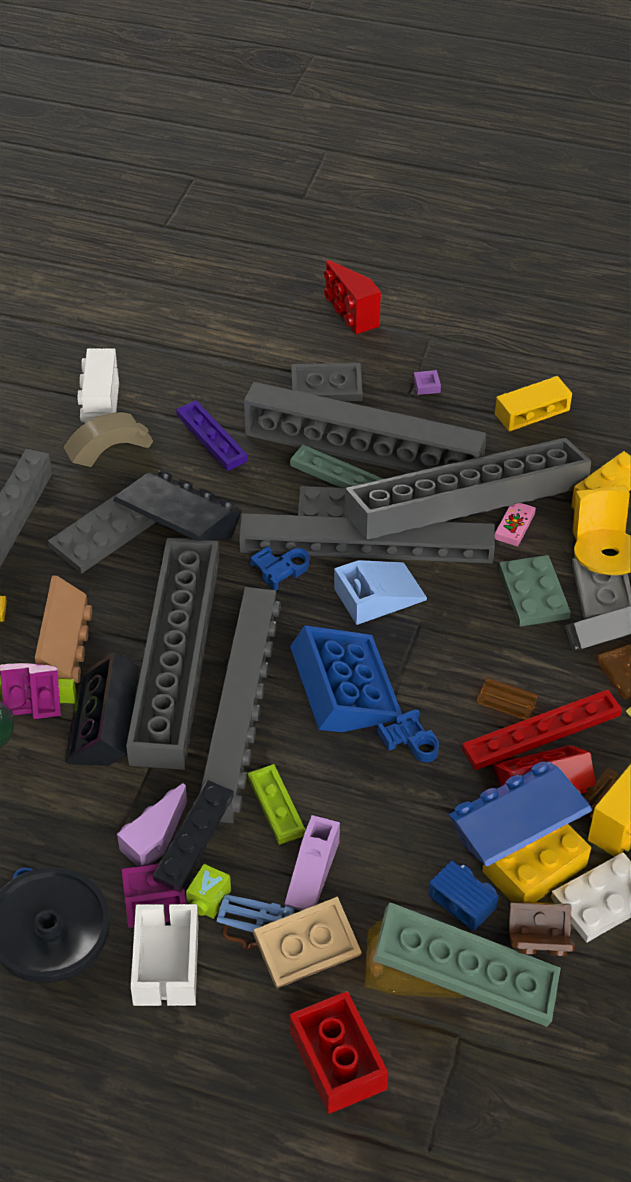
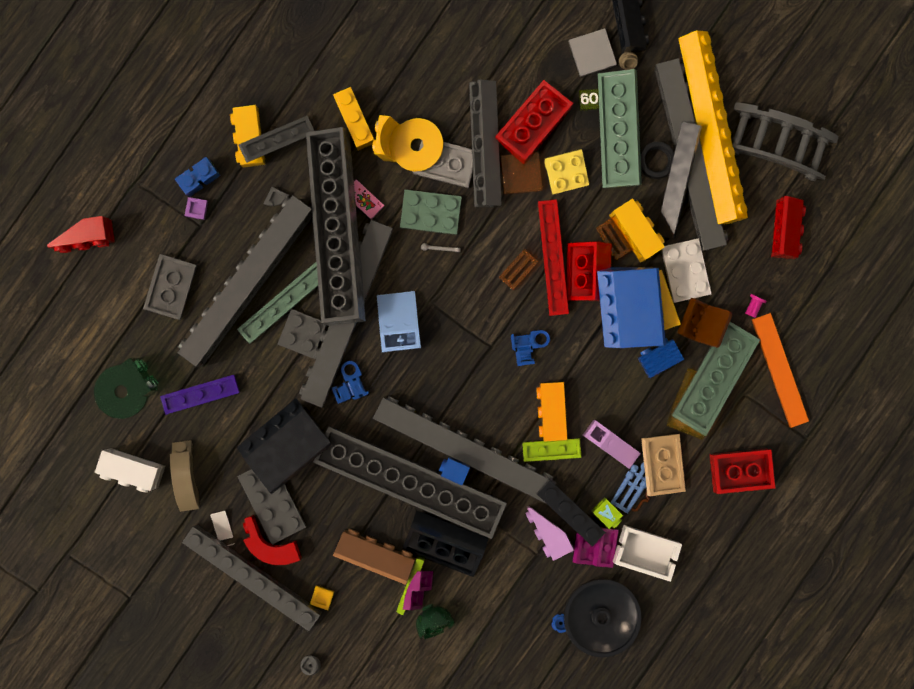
camera: 70 degrees left, 40 degrees up
(42, 526) = (265, 551): none -> red arch
(57, 494) = (222, 526): none -> white sticker
(207, 375) = (137, 381): none -> clear green piece
(207, 687) = (454, 470): none -> blue piece
(332, 784) = (552, 411): none -> light orange brick
(344, 679) = (470, 373): blue slope -> none
(472, 372) = (189, 180): none -> blue piece
(487, 596) = (424, 246): none -> light grey hinge
(515, 1072) = (780, 370): none -> orange tile
(539, 413) = (276, 139): none -> dark grey plate
(599, 1001) = (754, 305): none -> dark pink piece

